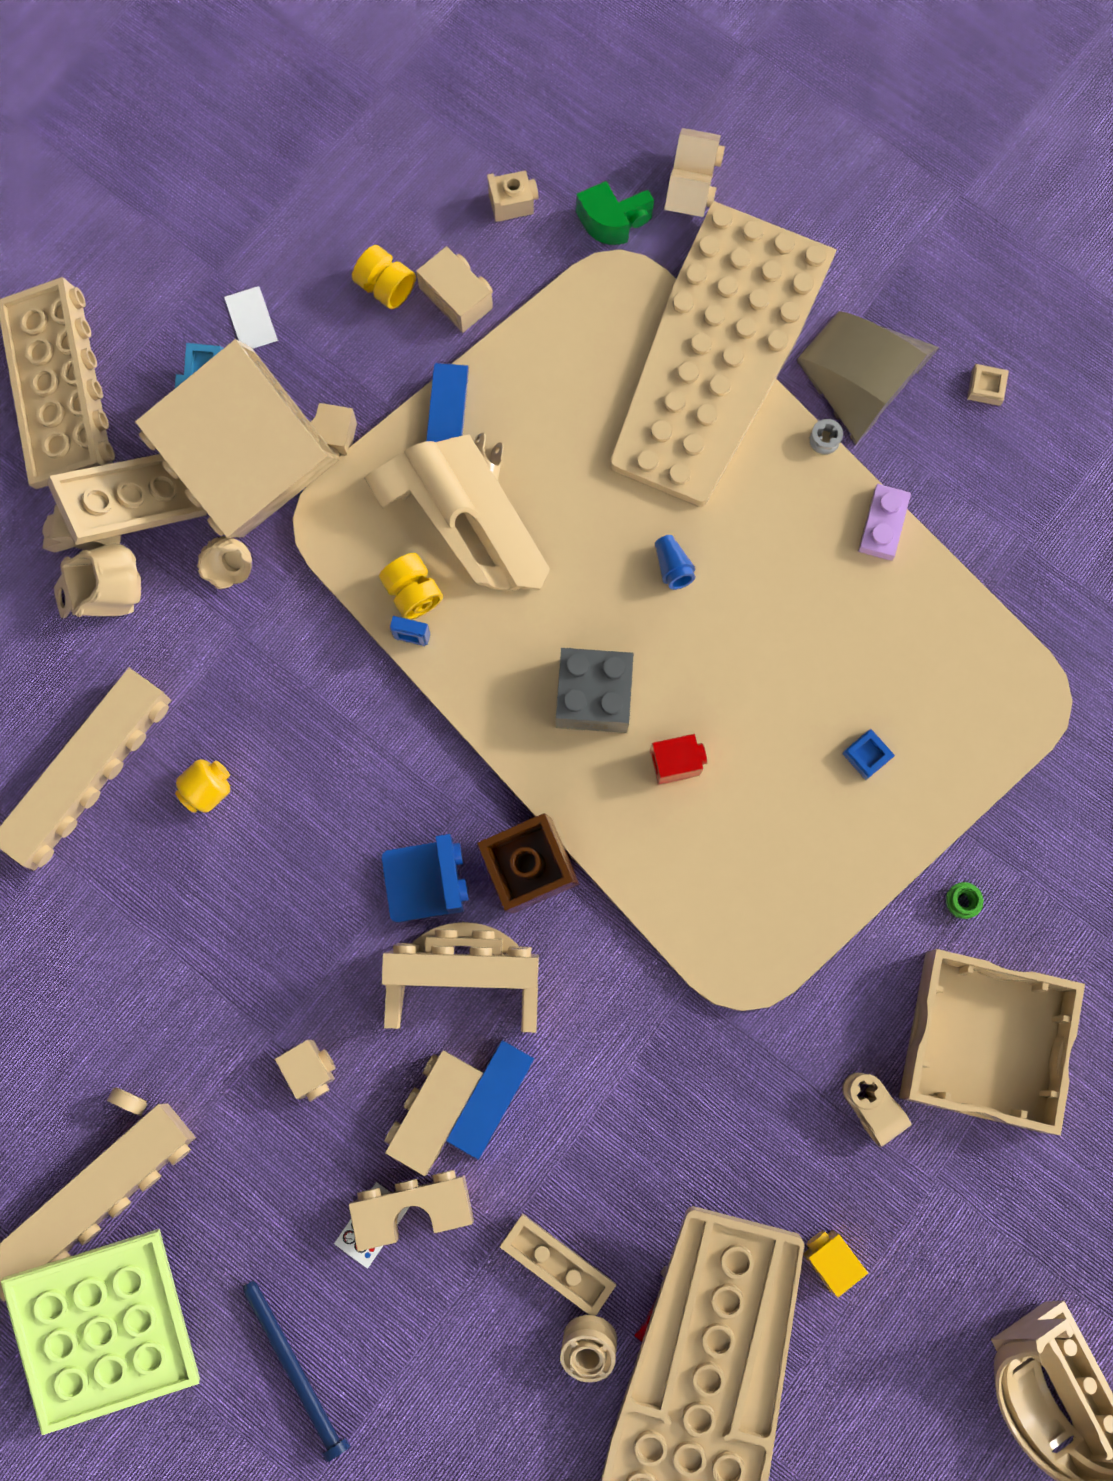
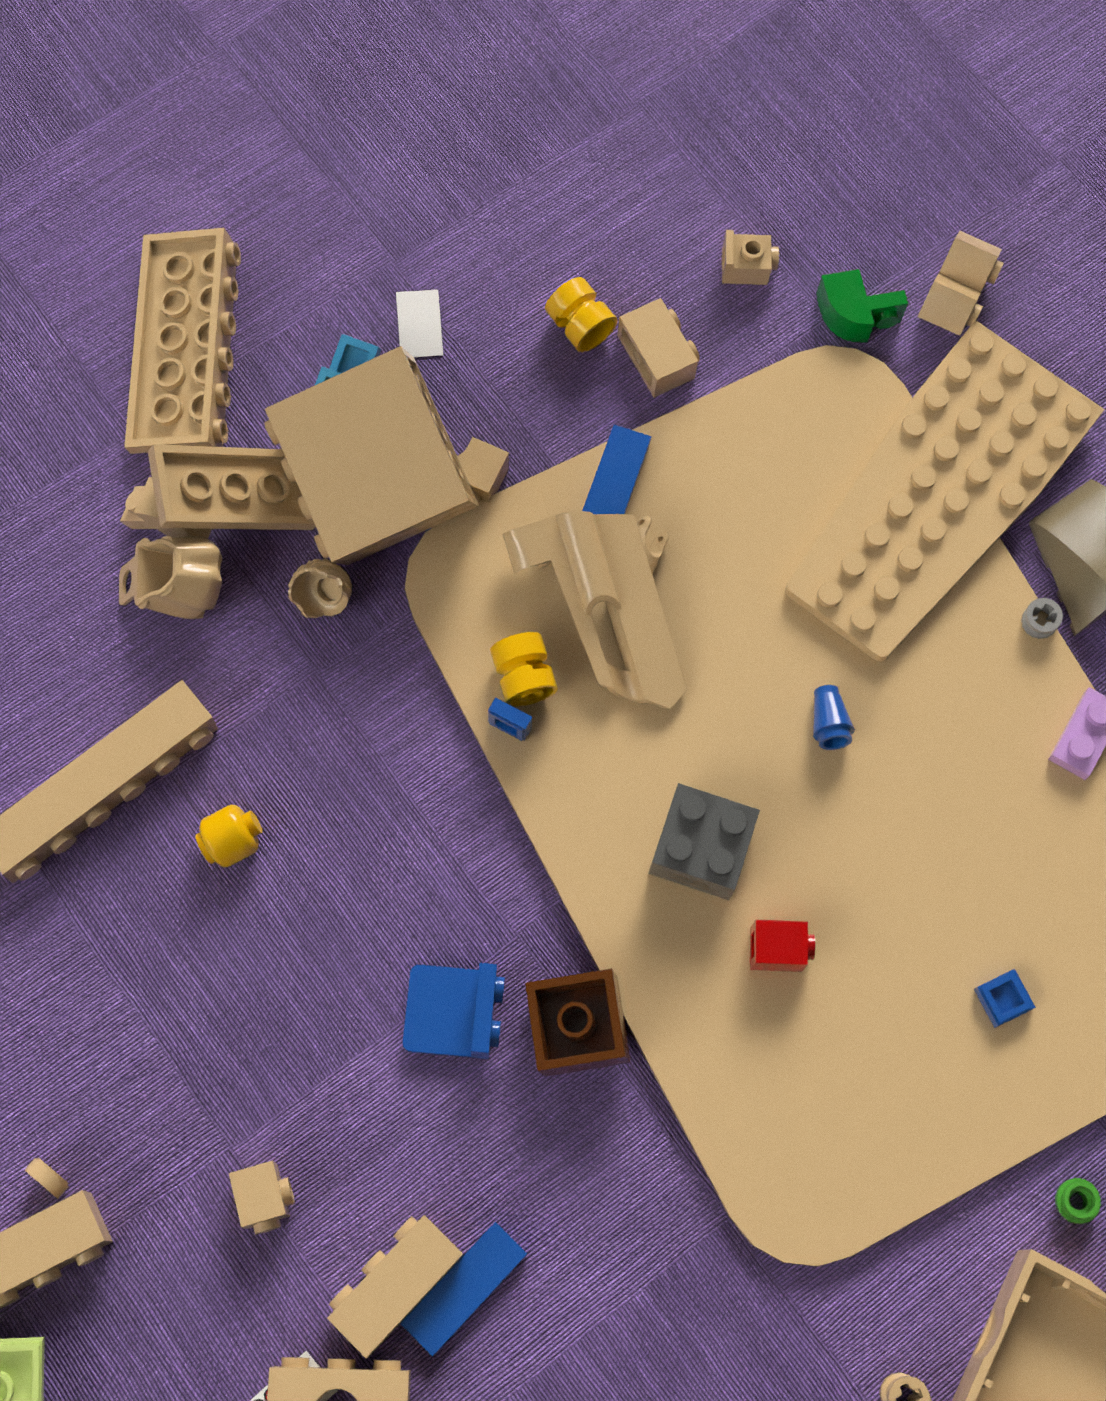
camera: 10 degrees right, 5 degrees down
(433, 963) = (439, 1107): tan piece -> none

